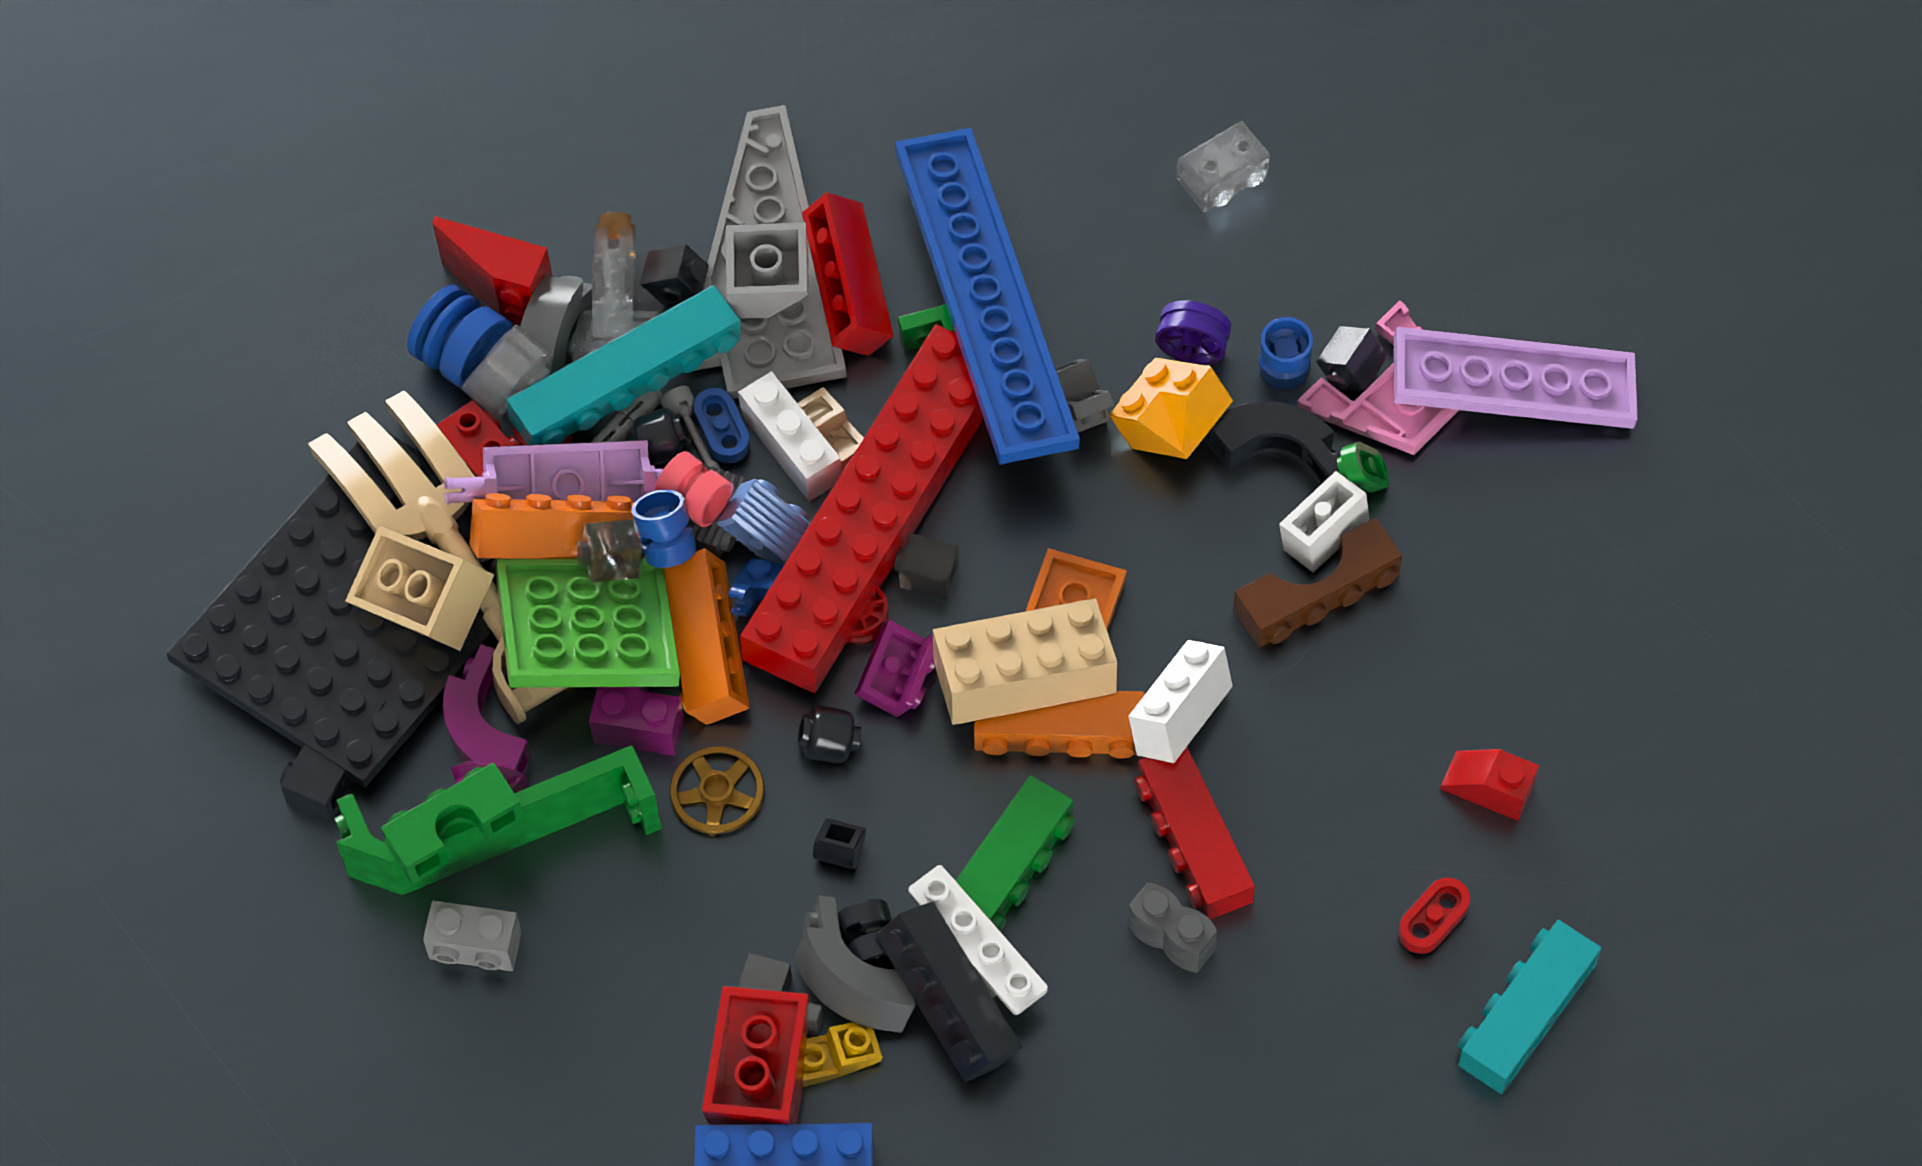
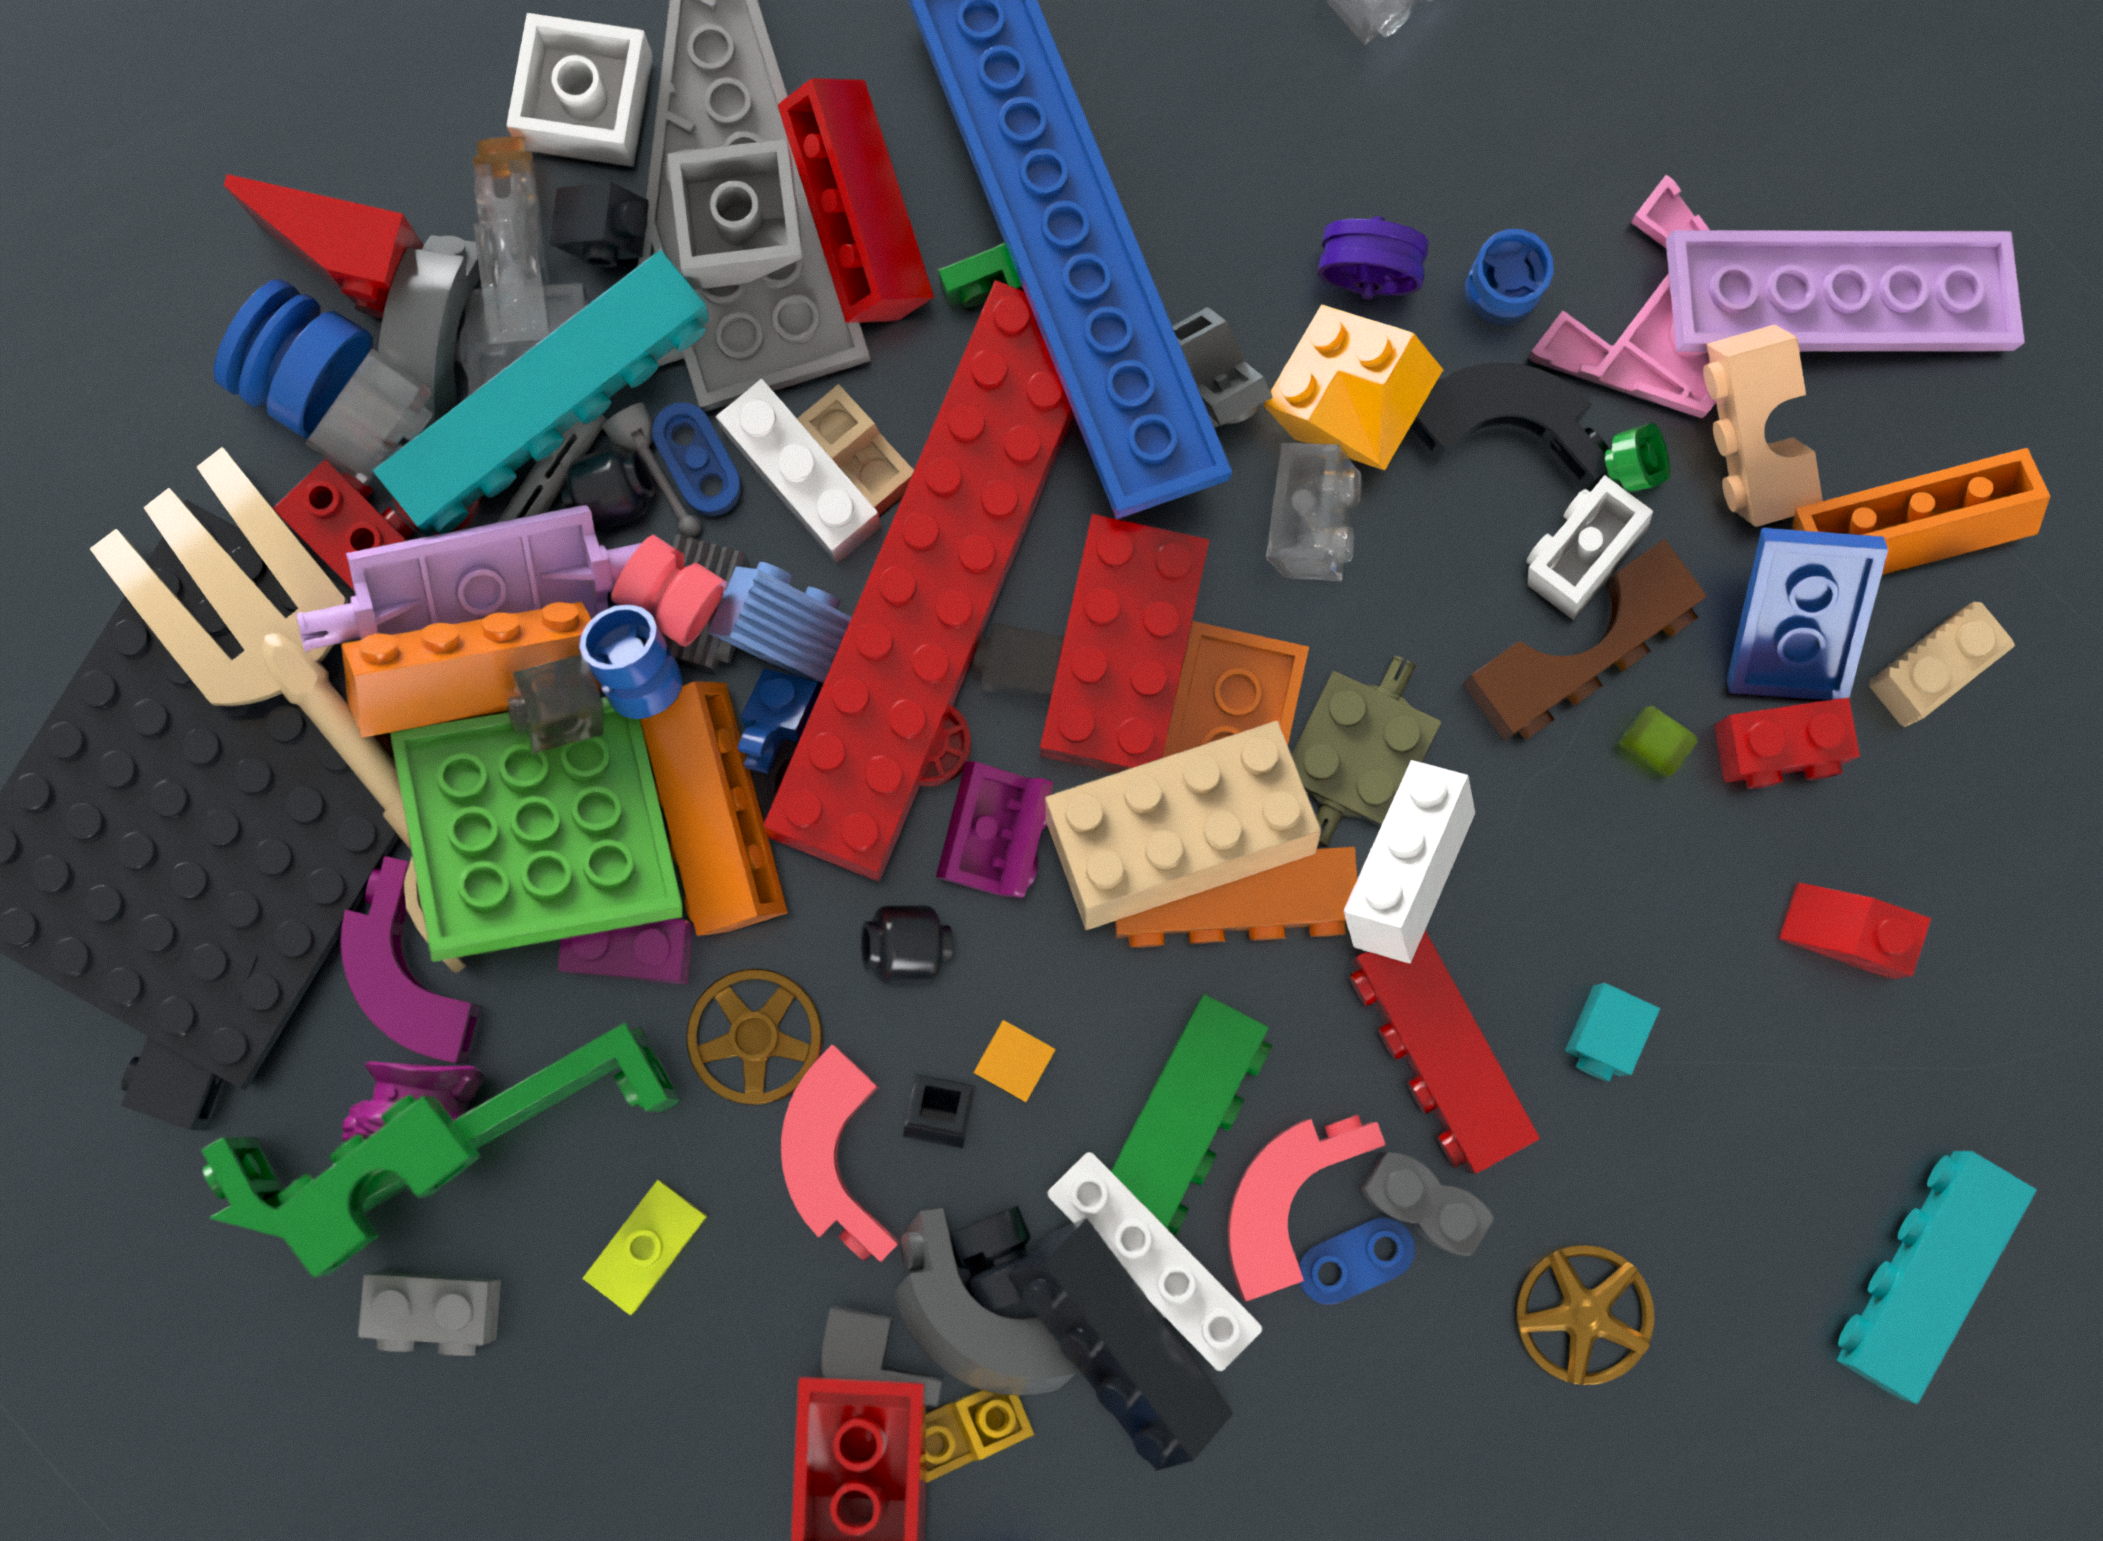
camera: 10 degrees left, 20 degrees up
(420, 587) = (282, 789): tan slope -> none
(625, 916) = (645, 1247): none -> neon yellow plate
(672, 194) = (580, 89): none -> white brick
(753, 841) = (809, 1153): none -> coral arch
(895, 819) = (1014, 1061): none -> light orange tile
(999, 550) = (1123, 646): none -> red brick
(1066, 906) = (1263, 1195): none -> coral arch
(1123, 969) = (1356, 1260): none -> blue plate
(1136, 485) = (1312, 512): none -> clear brick
(1154, 634) = (1361, 747): none -> olive plate
(1280, 1015) = (1586, 1315): none -> pearl gold wheel
(1313, 830) = (1611, 1032): none -> teal brick
(1352, 358) = (1605, 278): black brick -> none
(1363, 648) = (1658, 740): none -> clear neon green brick
(1432, 917) = (1789, 1147): red plate -> none
(1447, 487) = (1748, 380): none -> light nougat arch
(1452, 654) = (1785, 741): none -> red brick
(1468, 570) = (1806, 614): none -> plate
(1553, 522) = (1940, 511): none -> orange brick
(1564, 615) = (1941, 663): none -> tan brick

